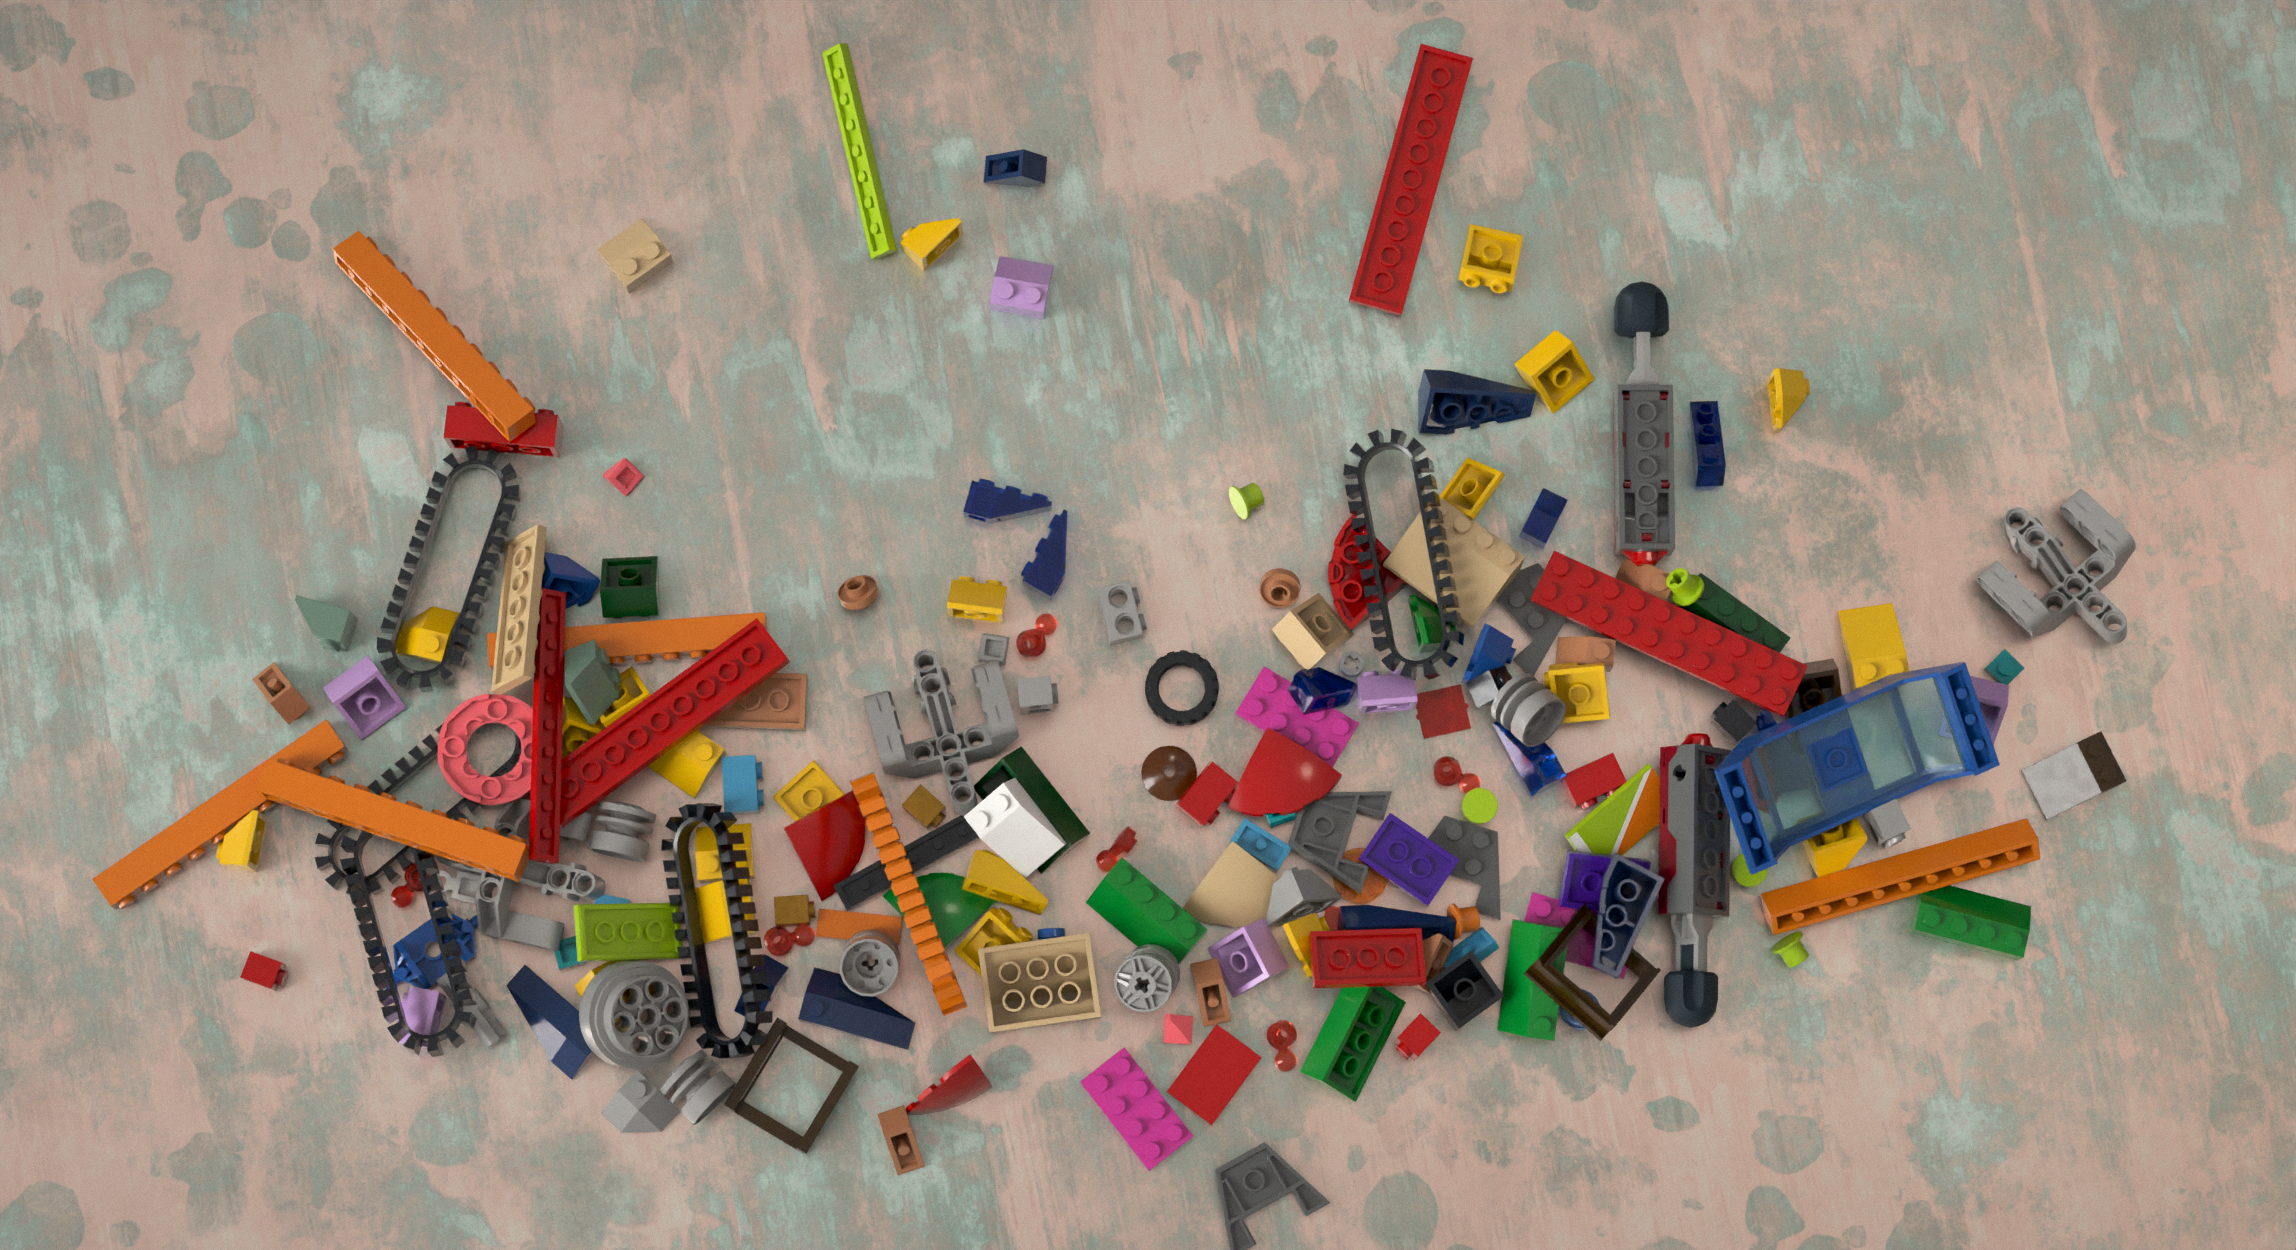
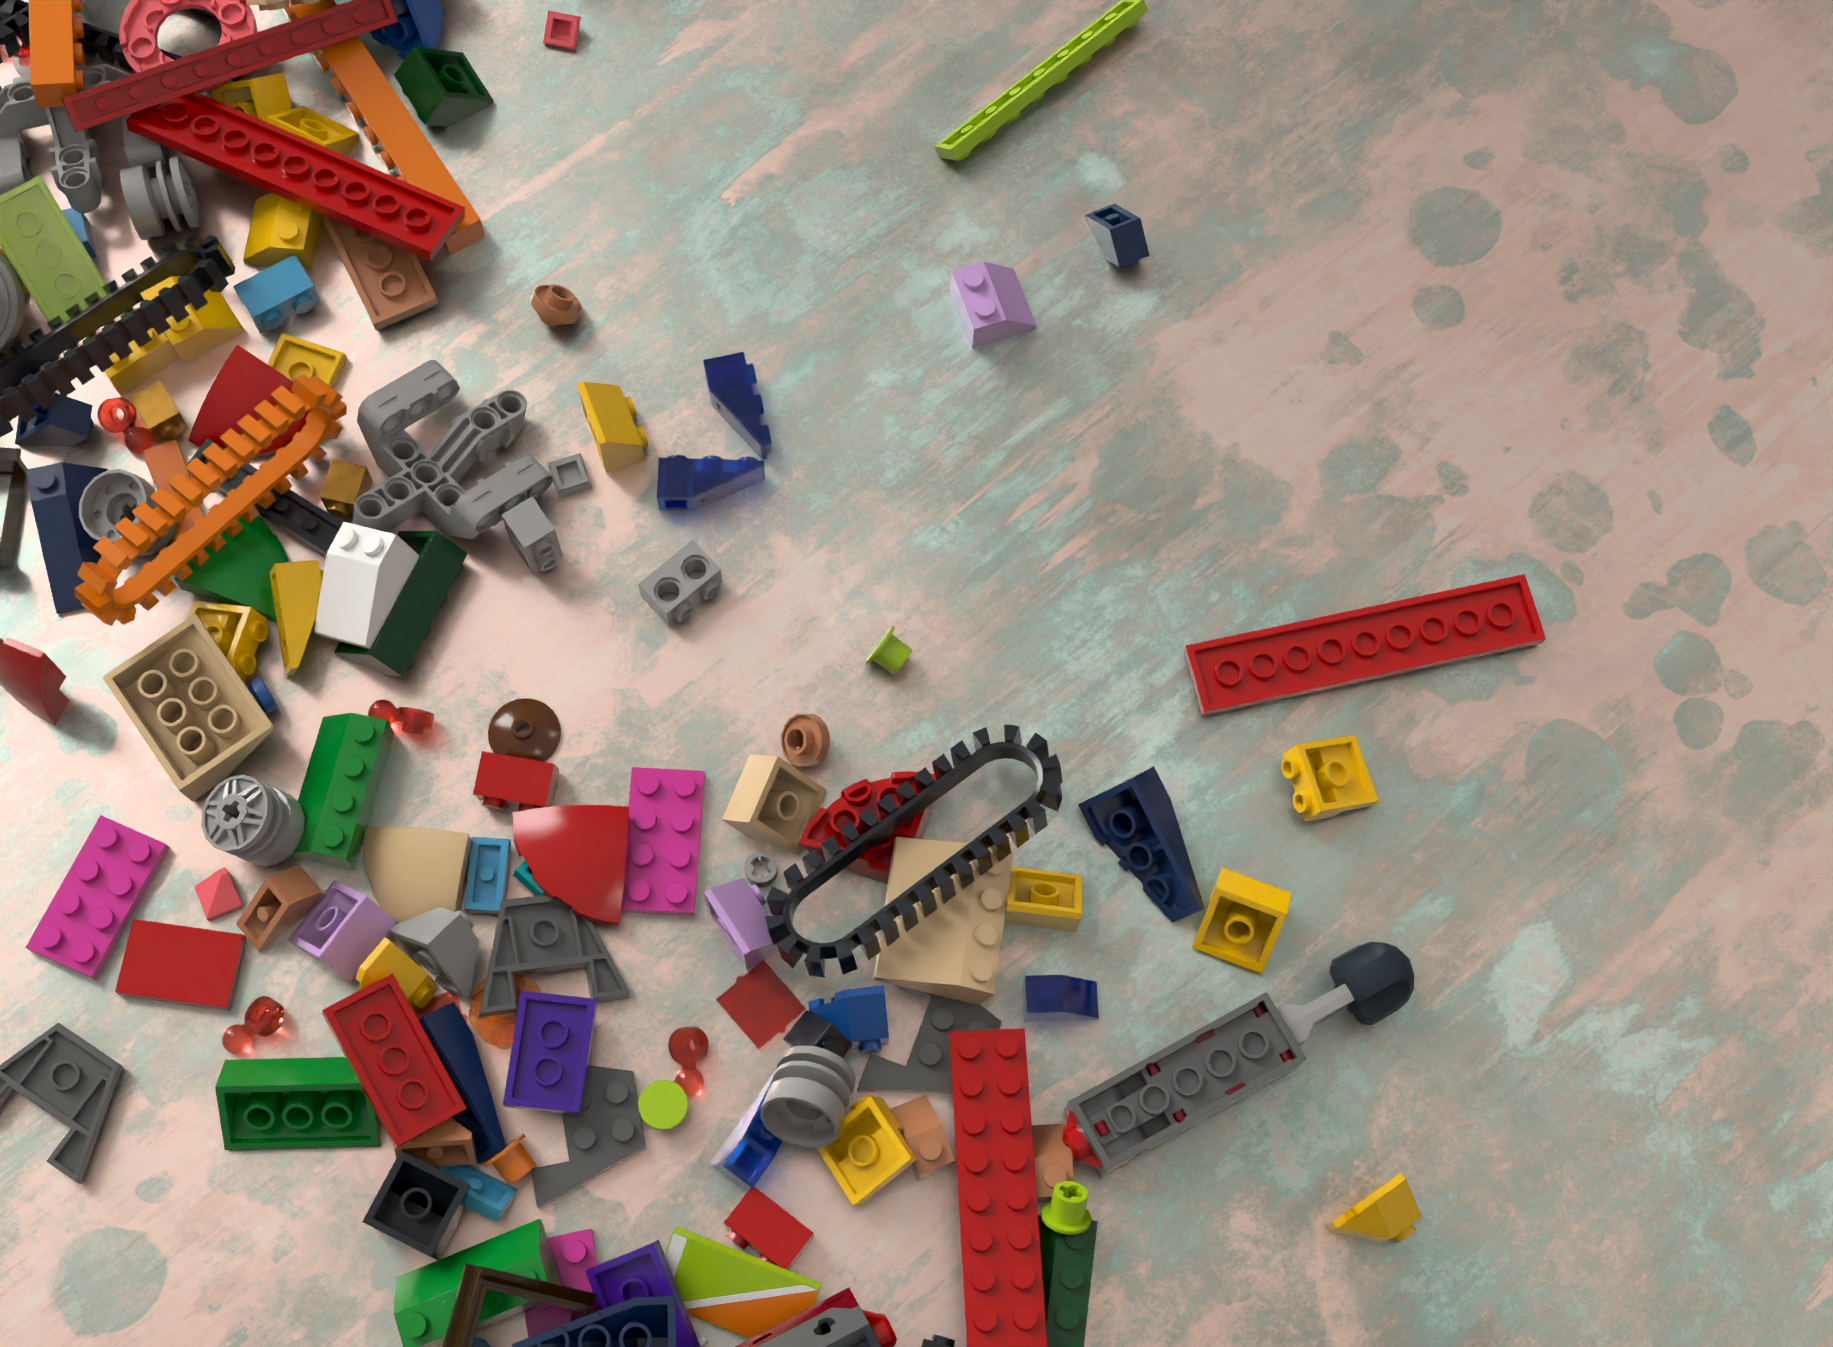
camera: 60 degrees right, 10 degrees down
(591, 679) = (309, 84): sand green slope -> none
(930, 240) = (986, 190): yellow slope -> none
(1045, 625) = (626, 514): clear red plate -> none
(1190, 660) = (622, 659): black tyre -> none
(1320, 690) = (705, 844): clear blue slope -> none
(1416, 1038) = (329, 1177): red brick -> none
(1427, 624) = (848, 918): green slope -> none
(1707, 444) = (1262, 1148): clear blue slope -> none

